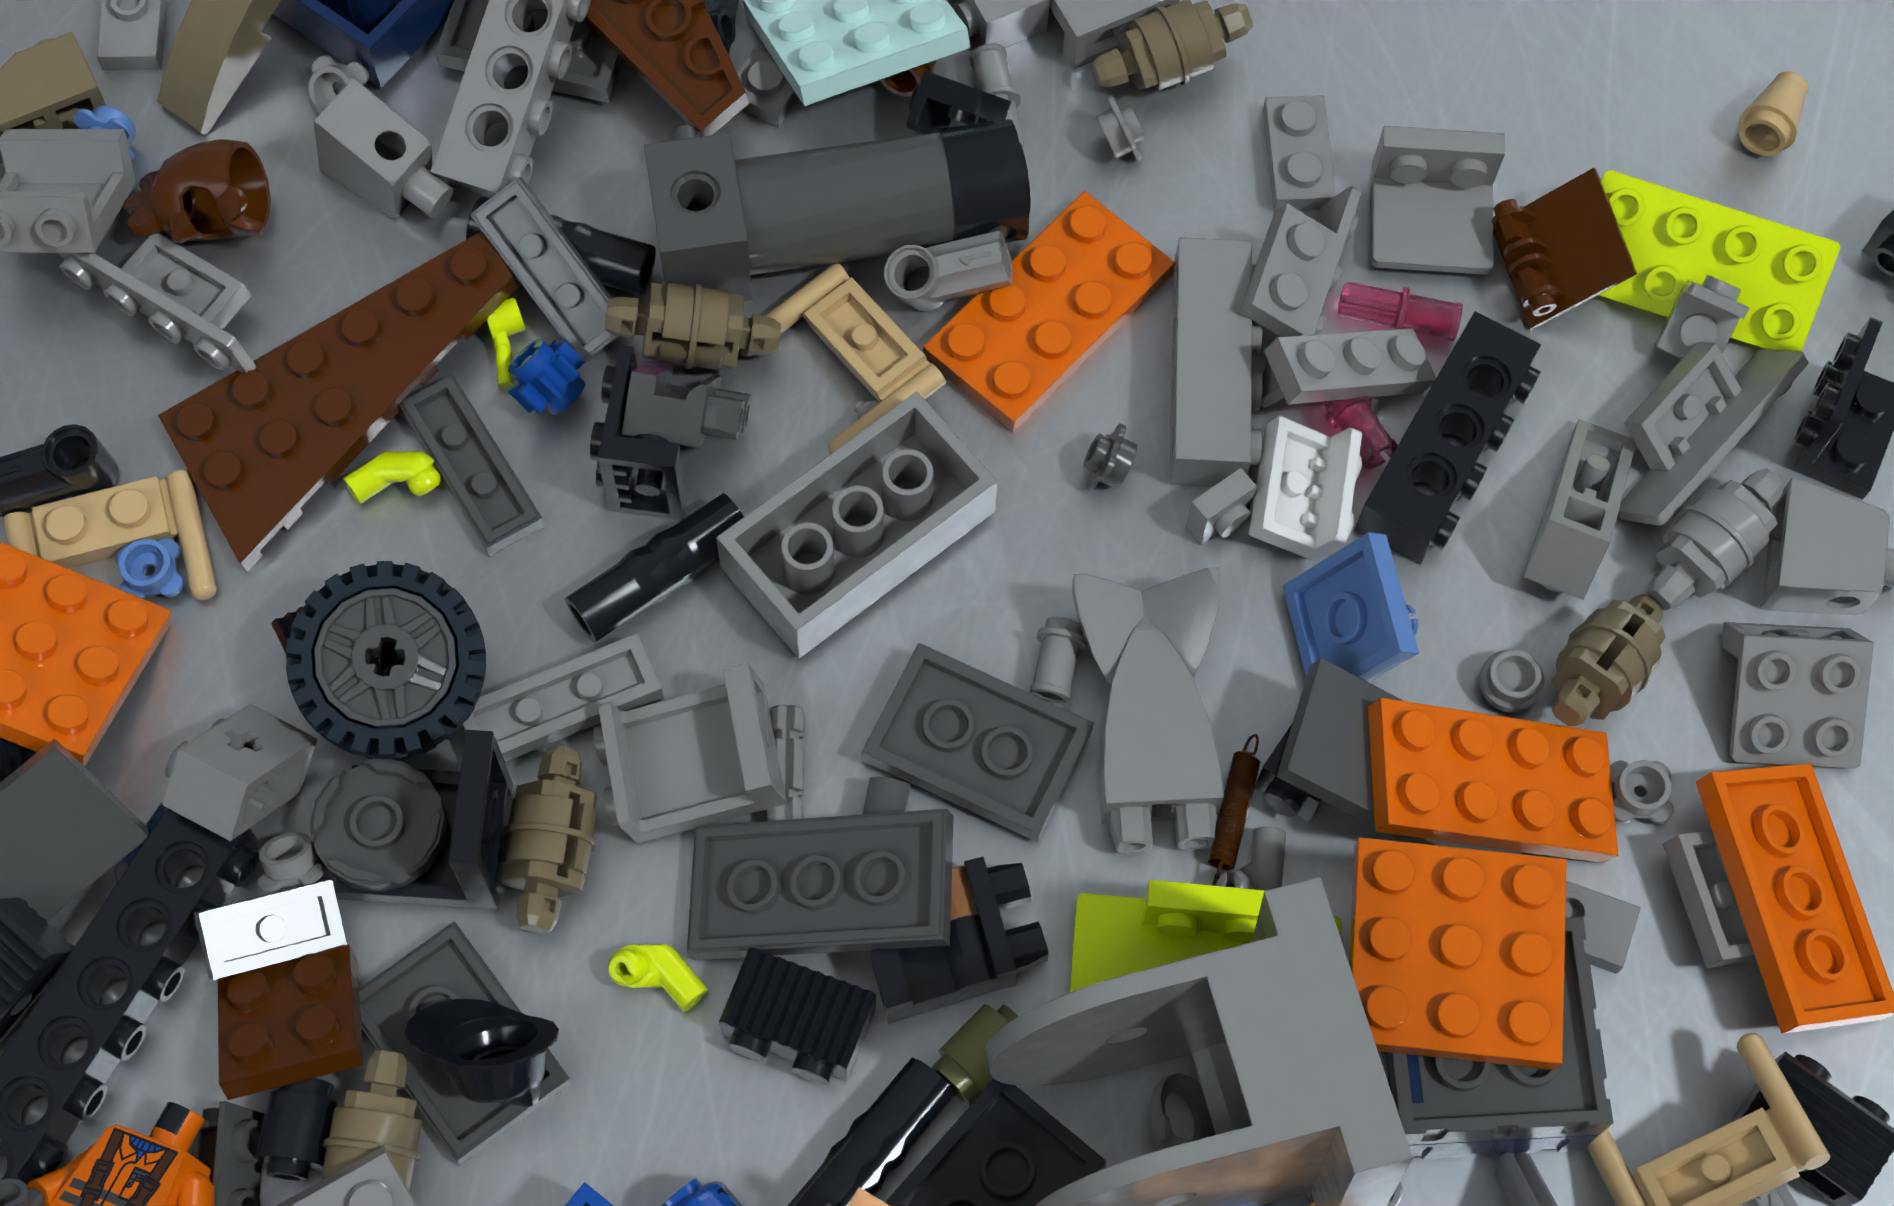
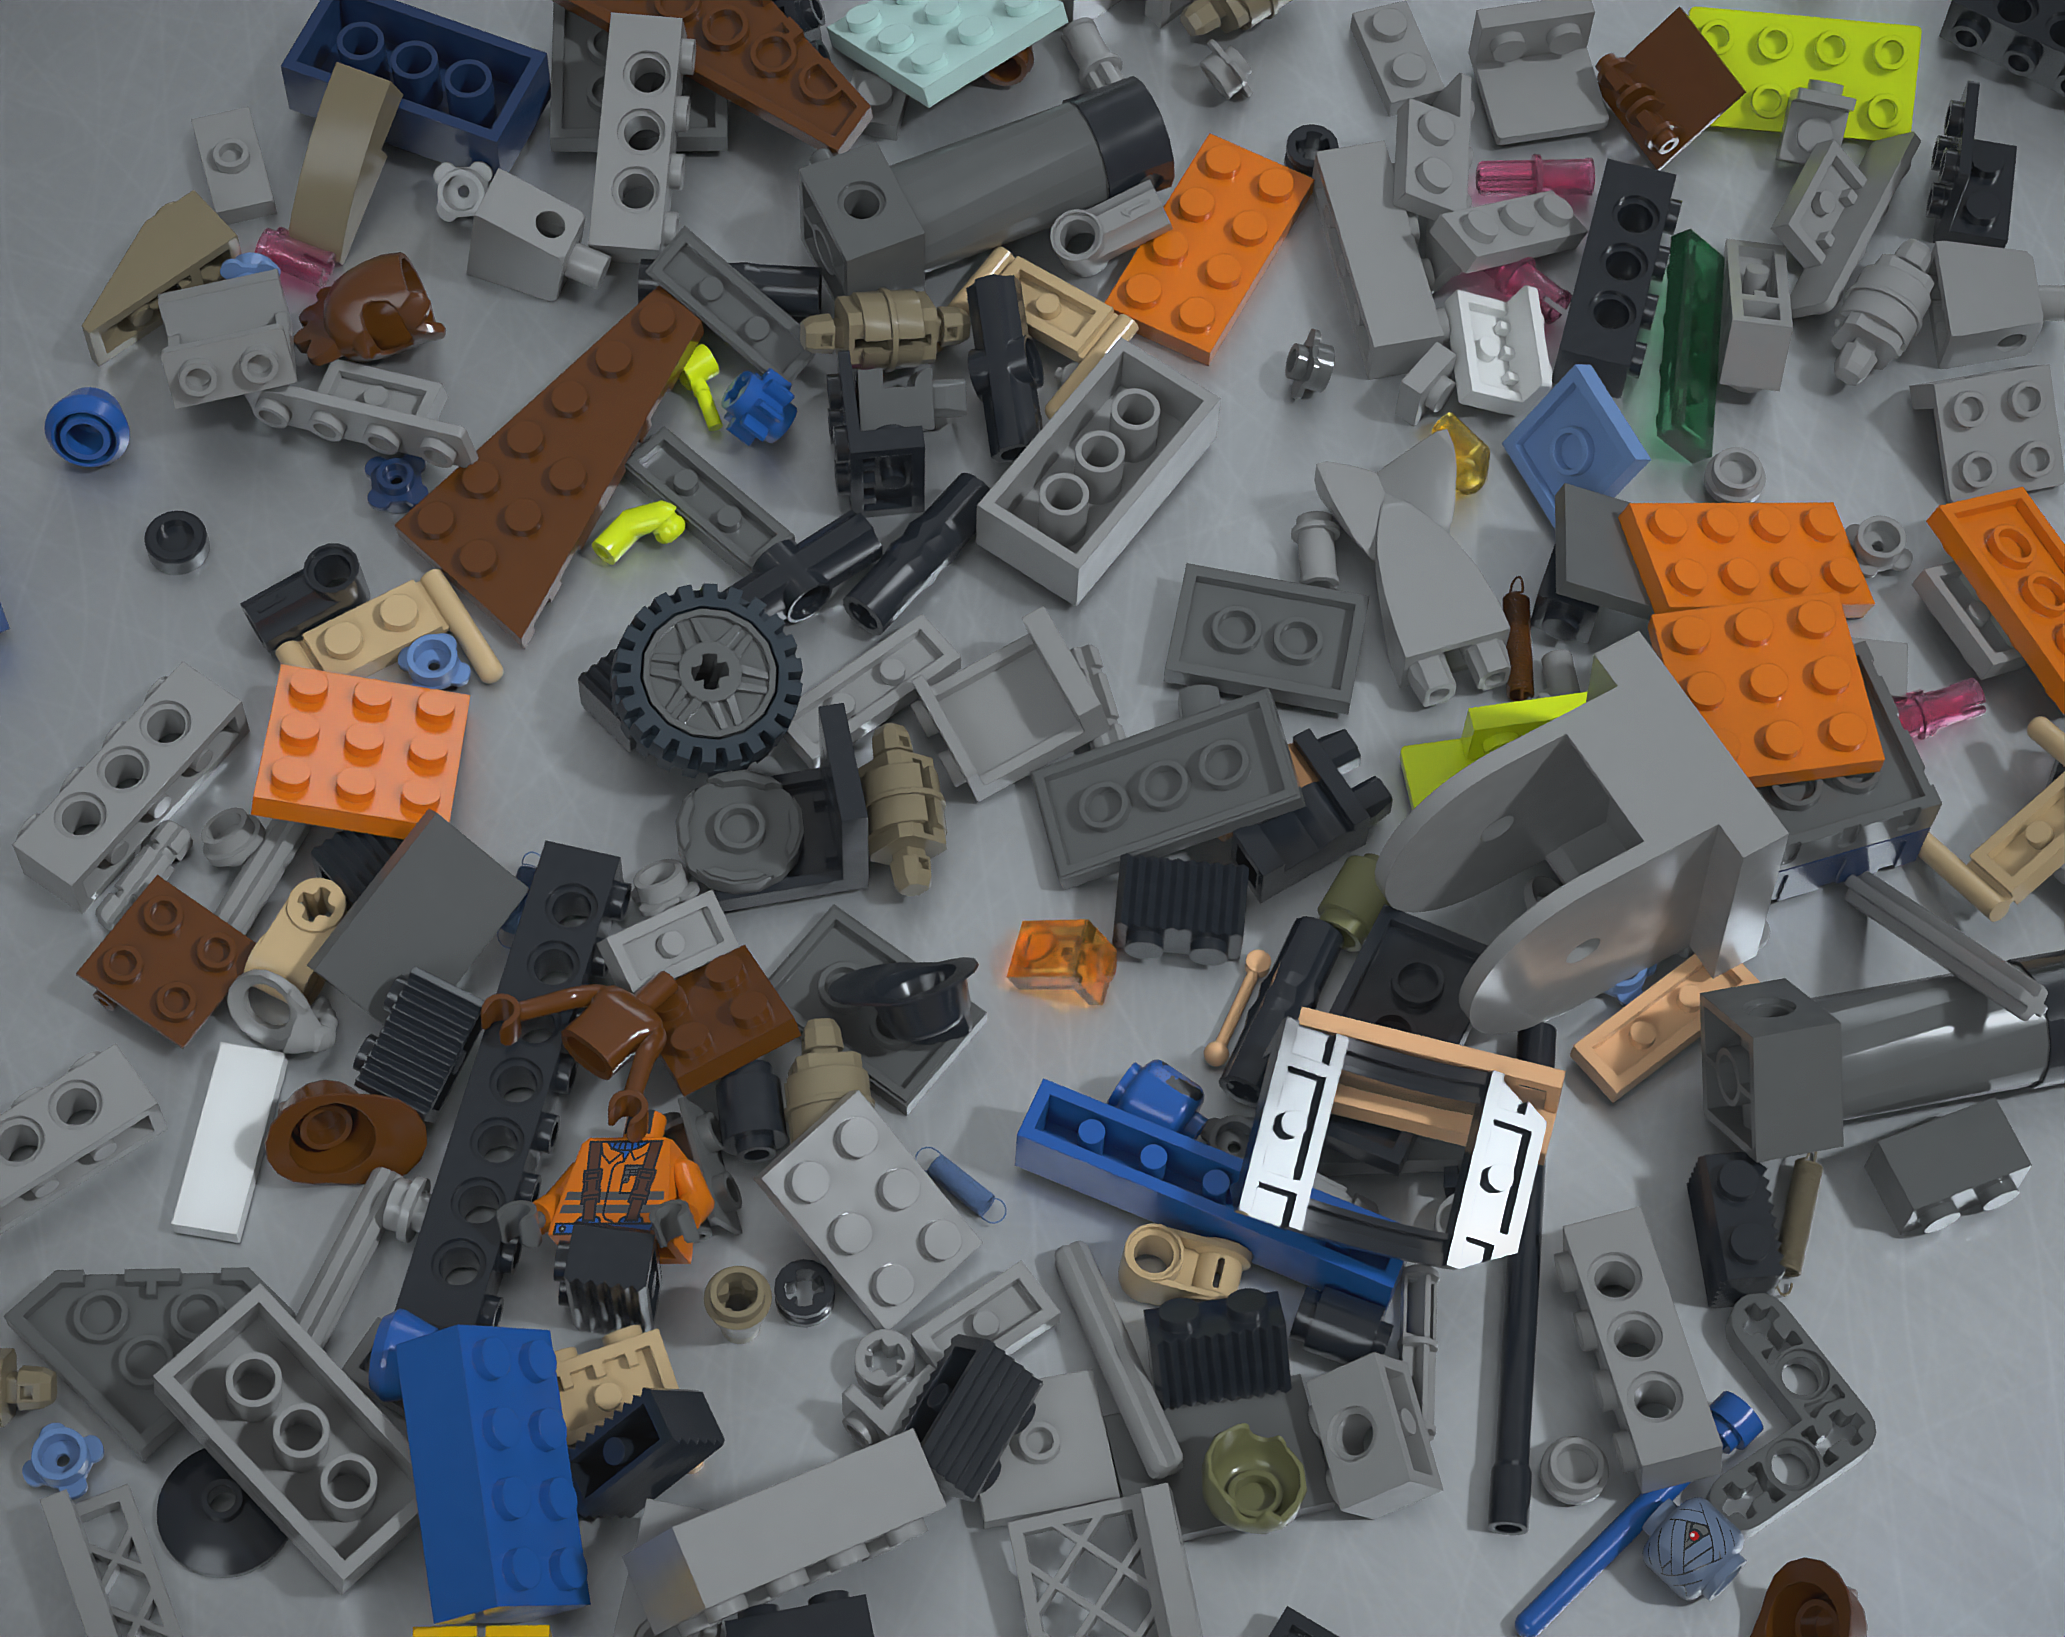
camera: 15 degrees left, 5 degrees down
(156, 117) = (296, 256): none -> clear pink pin
(174, 1016) = (603, 1038): none -> reddish brown piece
(177, 386) = (396, 497): none -> dark blue plate
(238, 771) = (595, 811): light grey brick -> none
(529, 563) = (801, 576): none -> black piece
(657, 968) = (1034, 901): neon yellow arm -> none
(665, 1040) = (1063, 957): none -> clear orange bracket
(800, 389) = (1004, 365): none -> black piece
(862, 1094) = (1257, 966): none -> light nougat hinge
(944, 99) = (1063, 73): black bracket -> none
(1179, 216) = (1303, 138): none -> black bush
(1245, 591) = (1470, 452): none -> clear yellow arm
(1505, 529) = (1690, 346): none -> clear green plate
(1608, 660) = (1817, 436): dark tan piece -> none
(1643, 988) = (1936, 709): none -> clear pink pin

